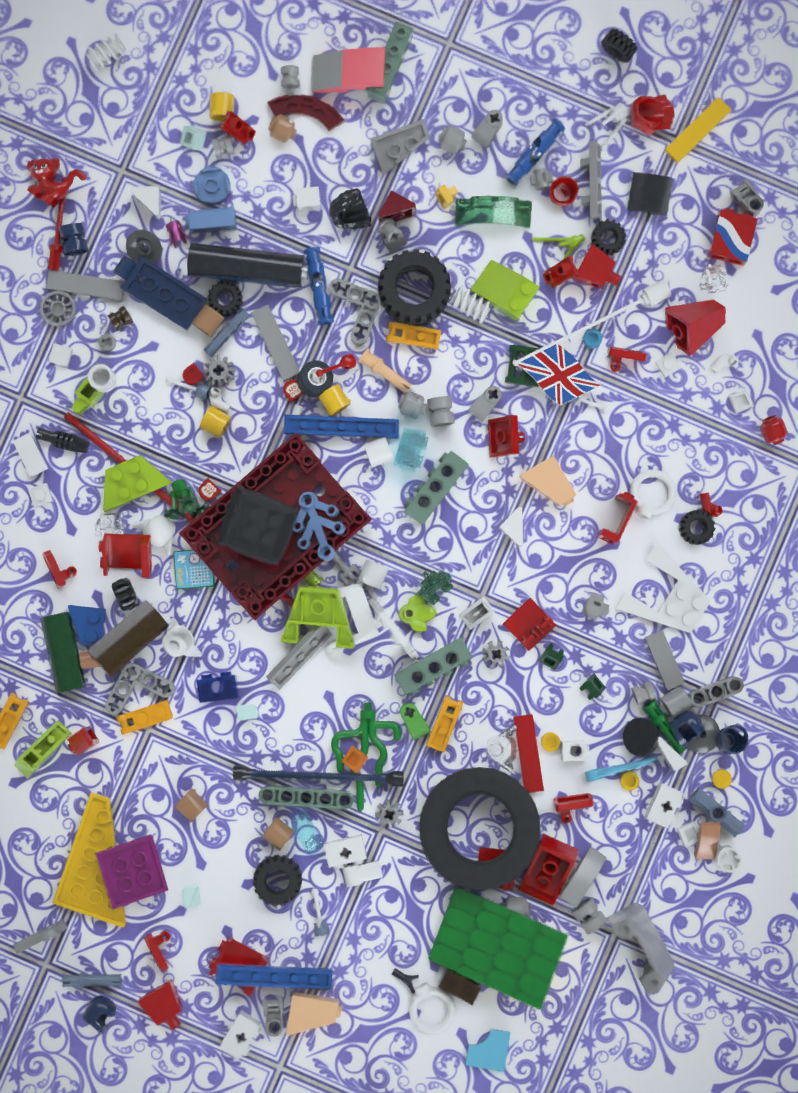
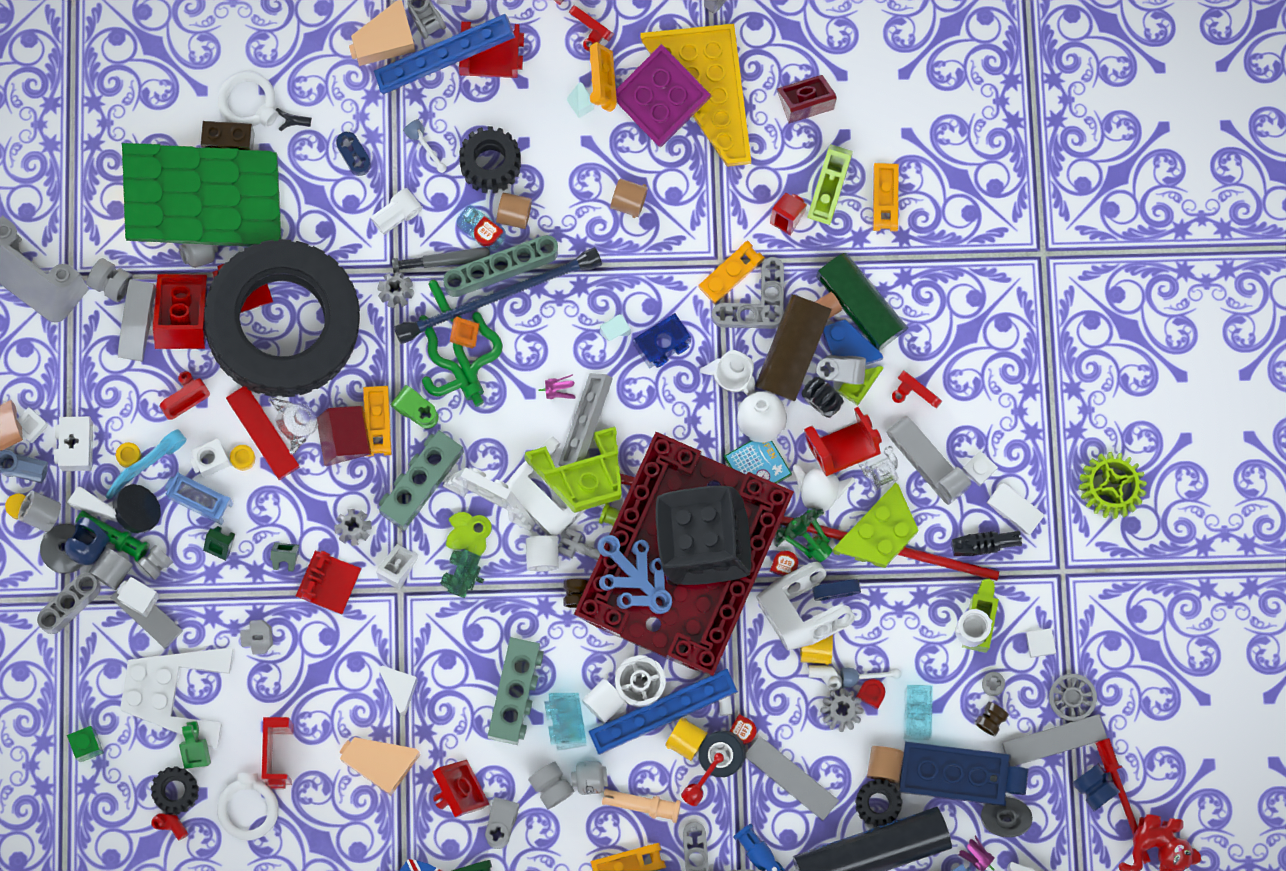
camera: 155 degrees right, 10 degrees down
(27, 822) = (807, 98): none -> dark red slope
(74, 516) = (928, 461): none -> light grey beam
(95, 594) = (857, 392): none -> lime tile
(99, 606) = (846, 369): none -> light grey piece
(167, 905) = (603, 77): none -> light orange plate
(168, 345) = (918, 712): none -> clear light blue brick
(174, 600) = (762, 417): none -> white cylinder
(182, 455) = (836, 590): none -> dark blue beam
(227, 448) = (785, 619): none -> white connector
(229, 329) = (855, 766): sand blue pin -> none
(305, 826) = (486, 232): none -> tile
(308, 689) = (553, 385): none -> flat silver piece
(334, 818) = (442, 259): none -> dark grey piece
(334, 849) = (422, 238): white brick -> none
(347, 451) = (640, 681): none -> white cylinder
(361, 540) = (574, 590): none -> dark brown wheel
(368, 932) = (358, 151): none -> dark blue beam
(473, 723) = (343, 434): none -> dark red slope
(491, 1052) = (158, 84): medium azure tile -> none
(594, 725) = (197, 497): none -> medium blue window
(667, 672) = (137, 596): none -> white brick
(673, 549) = (193, 750): none -> green plate
(709, 766) = (39, 511): none -> light grey piece
(734, 742) = (25, 548): dark blue helmet -> none
(745, 586) = (85, 744): none -> green brick

